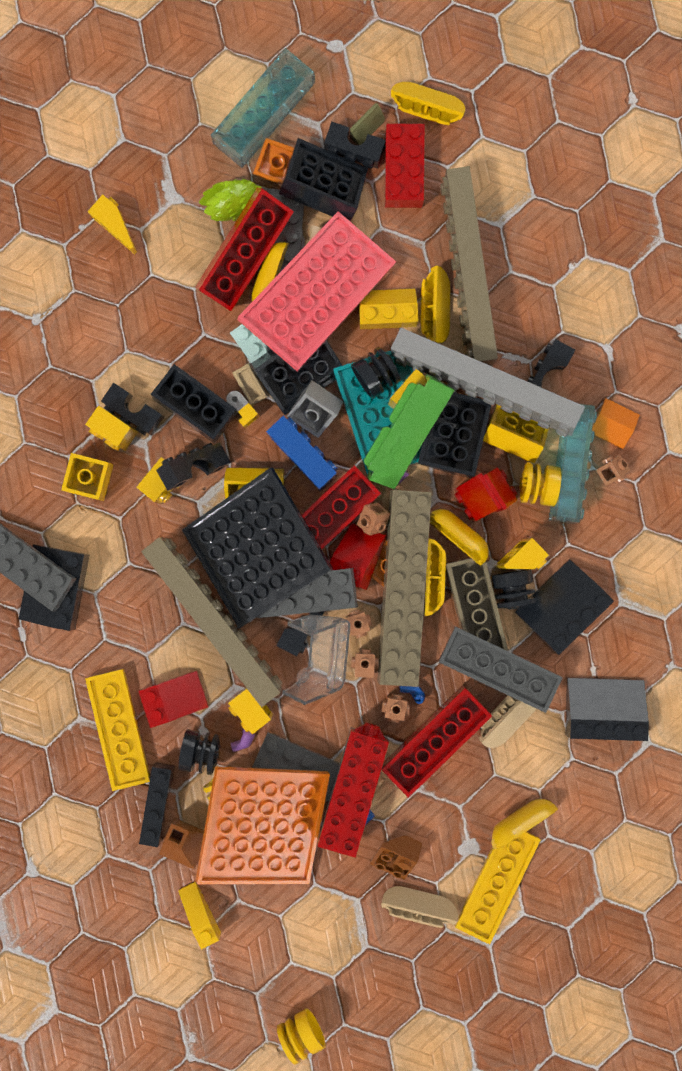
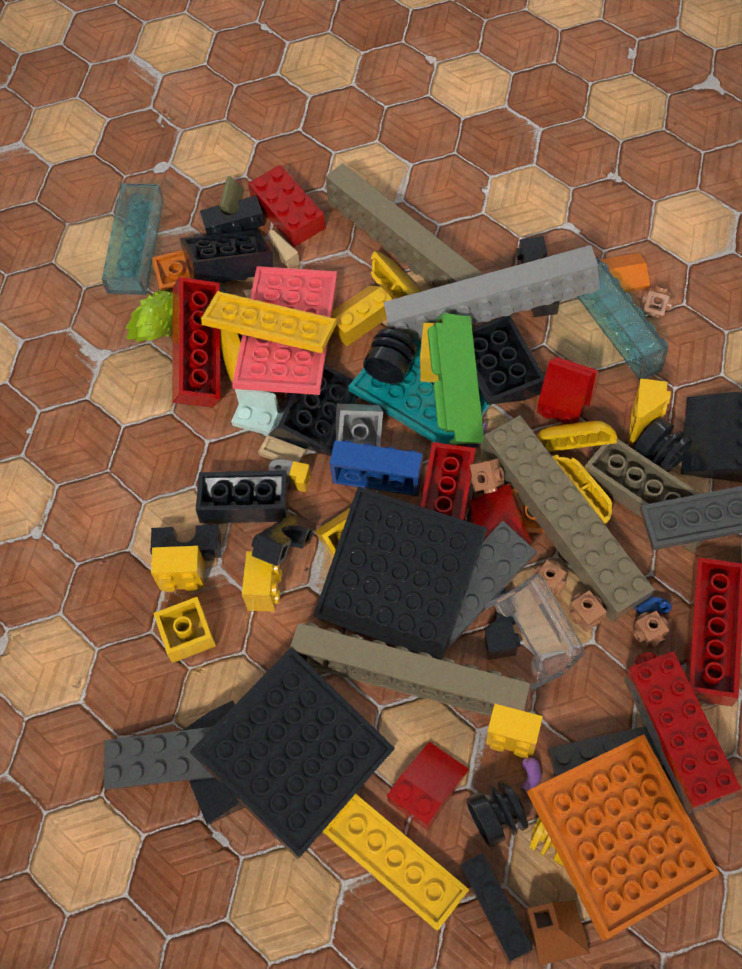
camera: 30 degrees left, 25 degrees down
(97, 620) = (292, 752): none -> black plate
(107, 214) = (52, 402): yellow slope -> none
(304, 279) = (269, 322): none -> yellow plate
(372, 213) = (285, 251): none -> tan slope
(427, 103) = (270, 155): yellow brick -> none
(515, 434) = (553, 331): yellow slope -> none
(536, 484) = (608, 350): yellow wheel -> none

